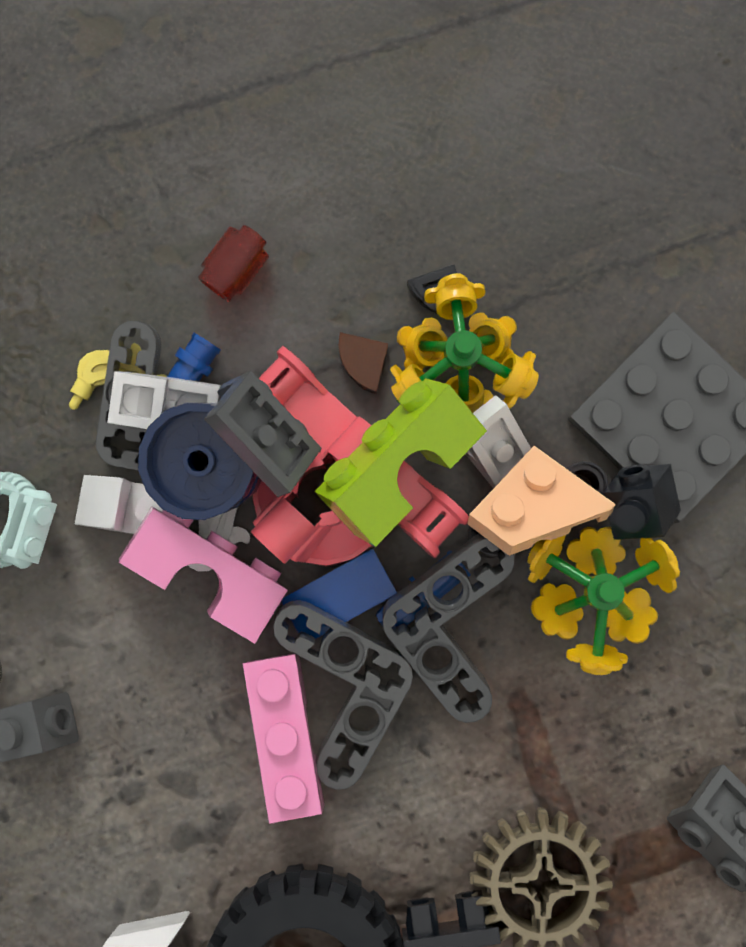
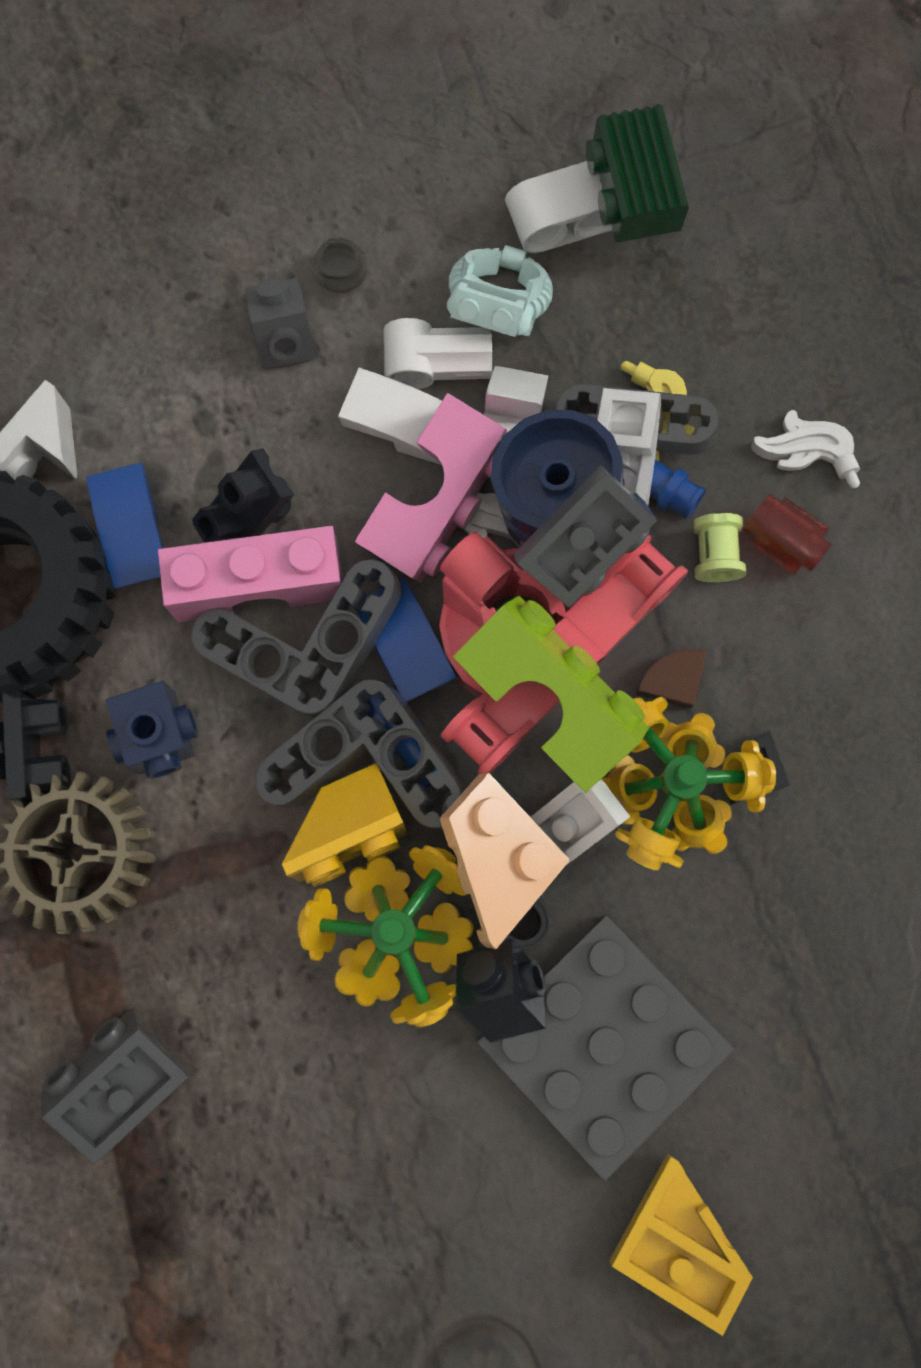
camera: 90 degrees right, 5 degrees down
(67, 592) = (422, 354): none -> white piece
(123, 616) = (389, 411): none -> white slope
(144, 241) = (809, 442): none -> white piece
(220, 748) = (245, 502): none -> black hips
(236, 858) = (126, 523): none -> blue slope
(246, 321) = (719, 547): none -> yellowish green bush
(436, 837) = (137, 717): none -> dark blue brick
(506, 636) = (343, 823): none -> yellow slope

